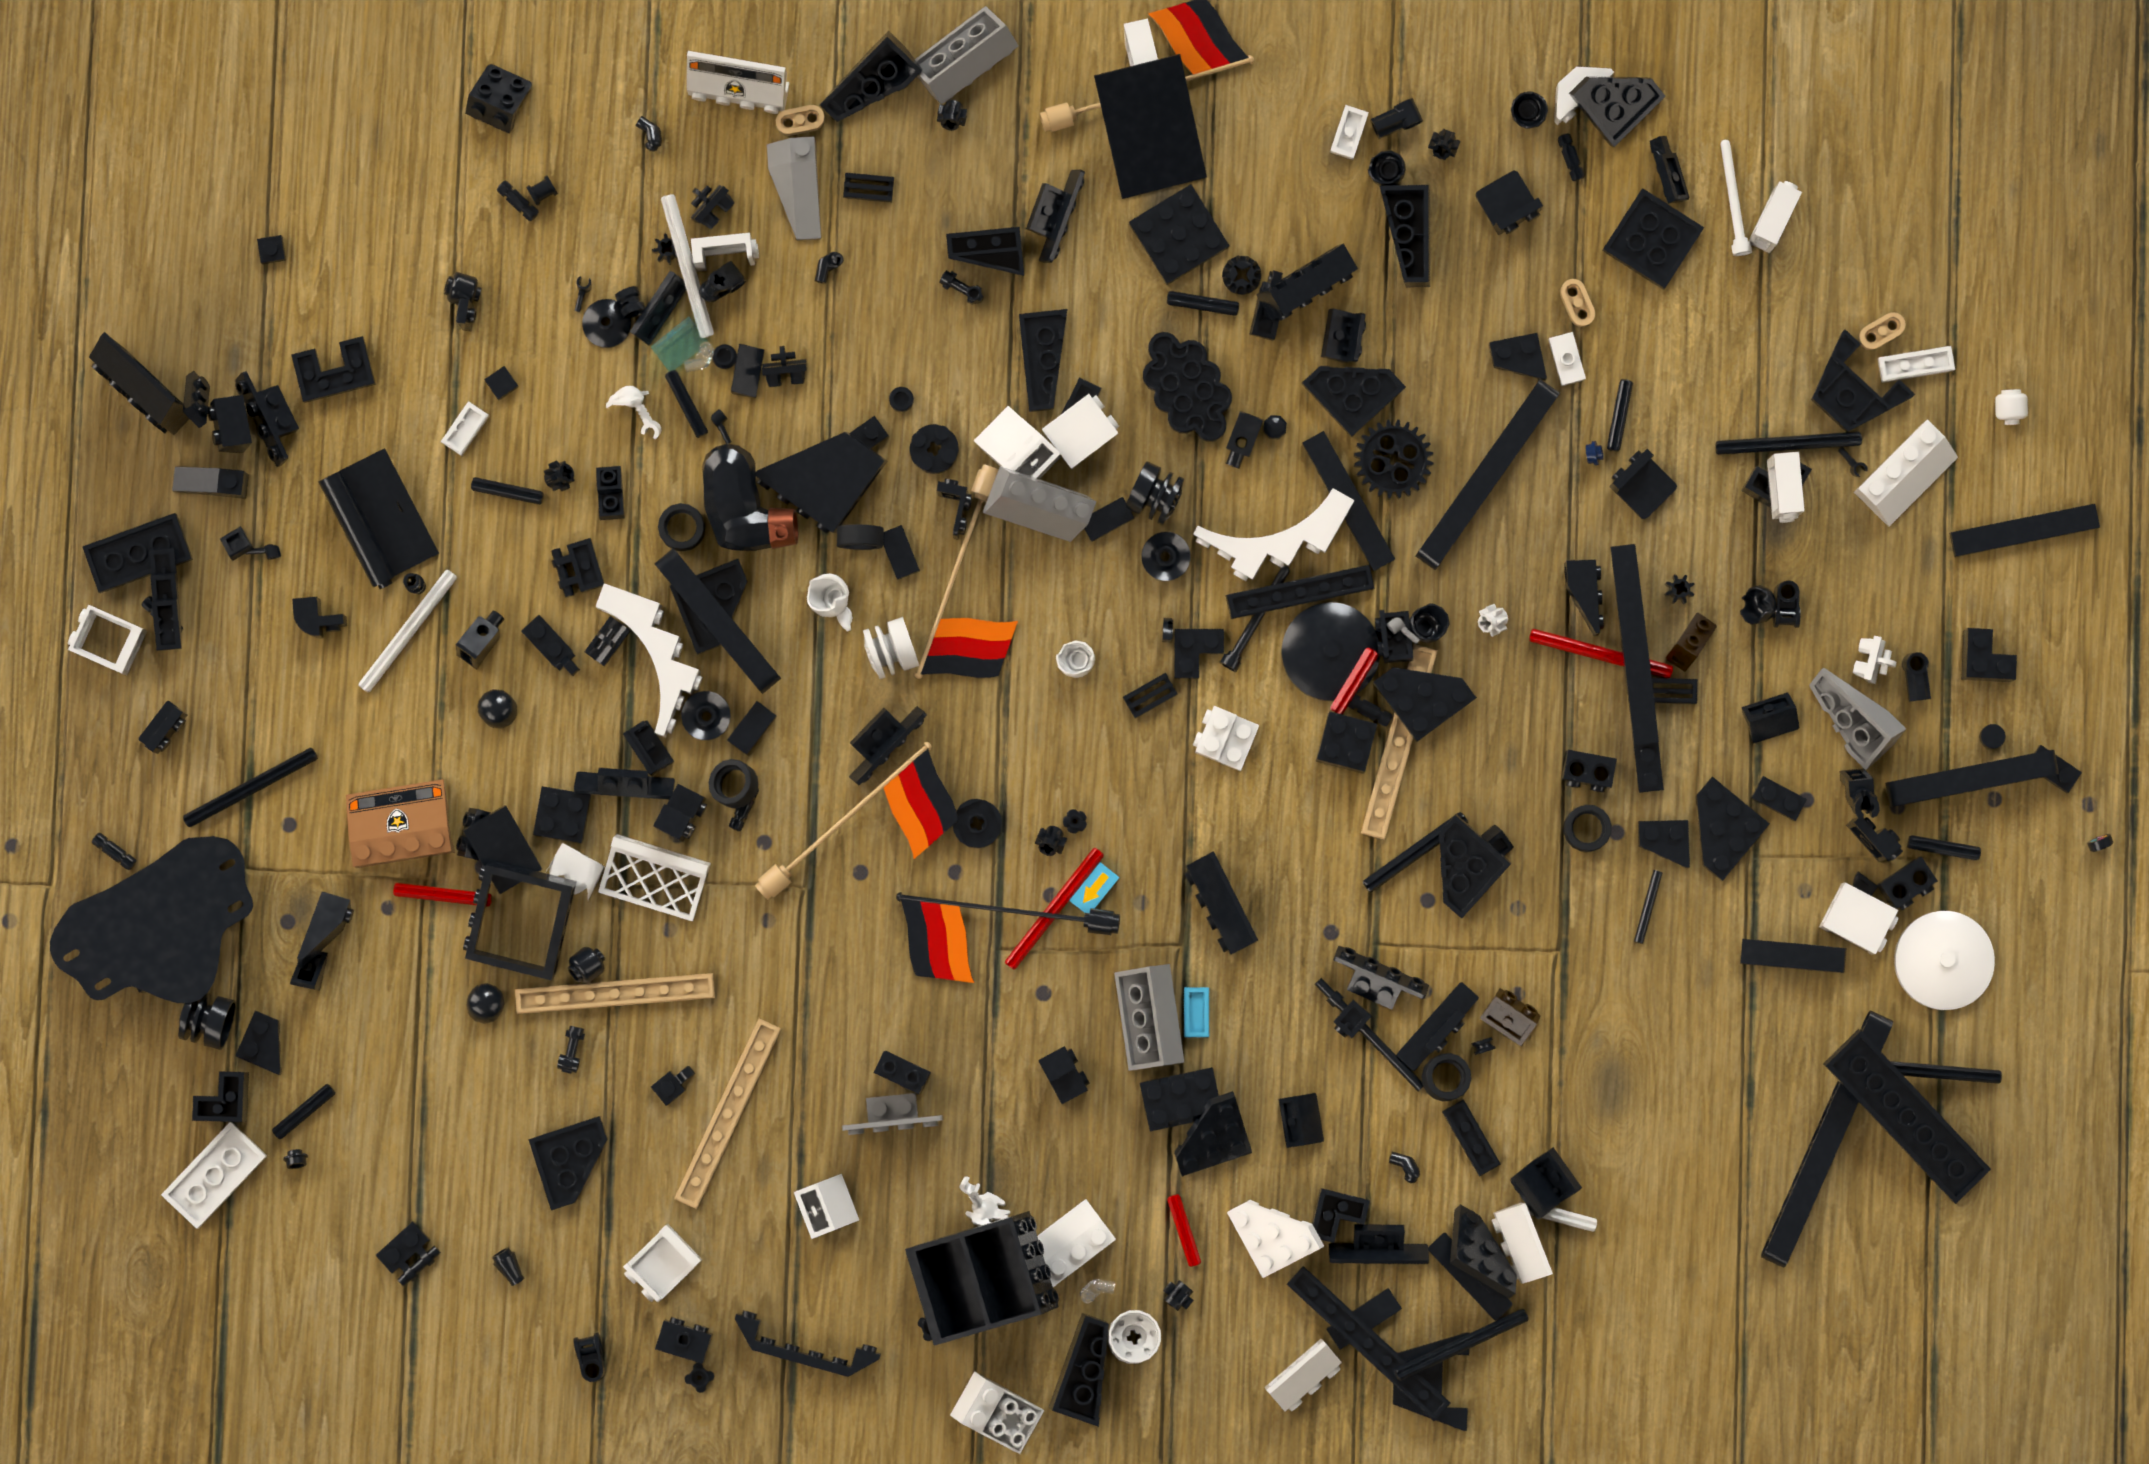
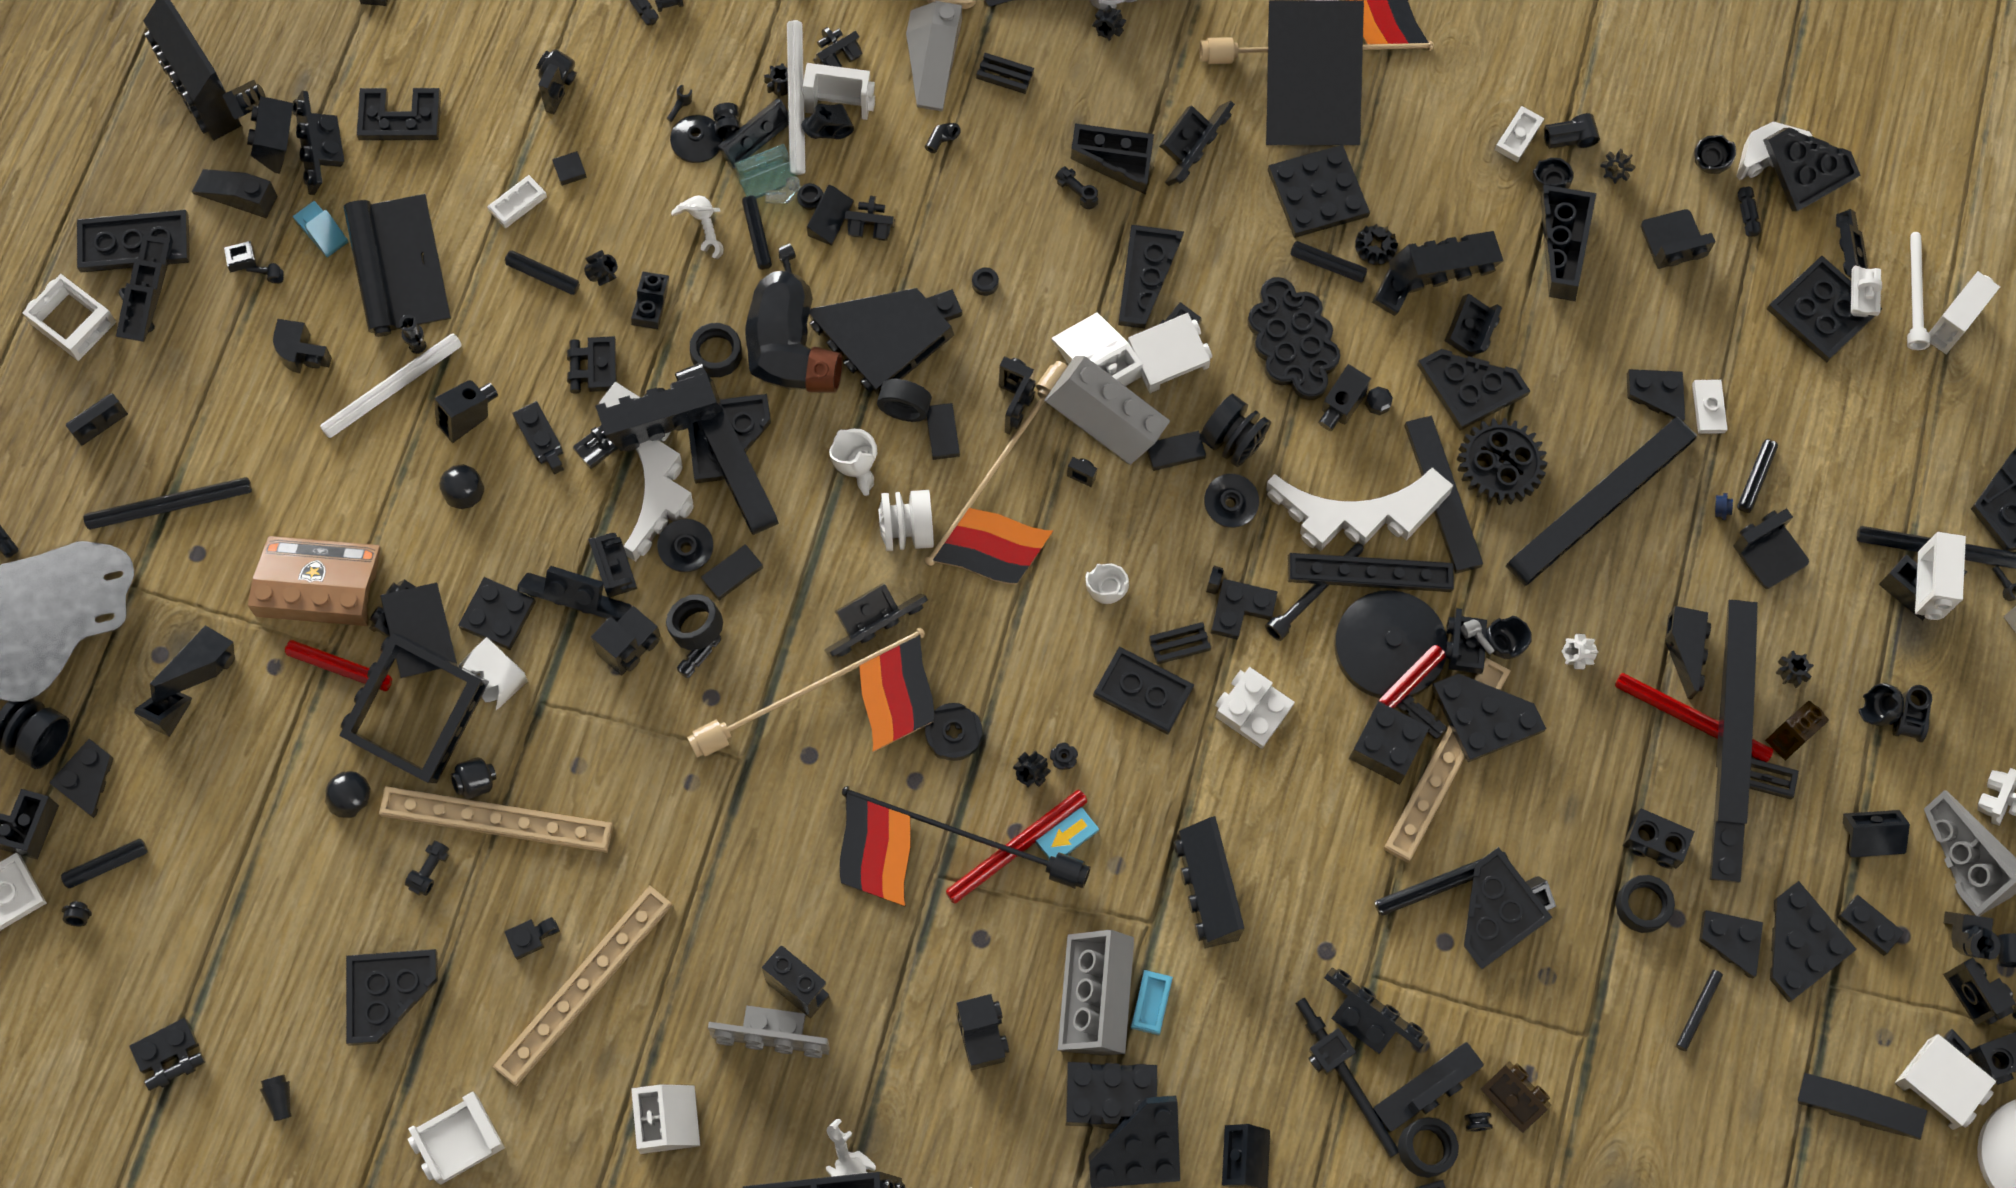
camera: 10 degrees right, 15 degrees down
(298, 498) = (321, 228): none -> medium azure slope
(654, 609) = (659, 412): none -> black wedge
(659, 856) = (589, 681): white fence -> none
(946, 455) = (1007, 322): black plate -> none
(1030, 560) = (1082, 471): none -> black plate
(1128, 745) = (1143, 690): none -> black tile
(1578, 303) = (1731, 354): tan plate -> none
(1685, 219) = (1865, 291): none -> white hips

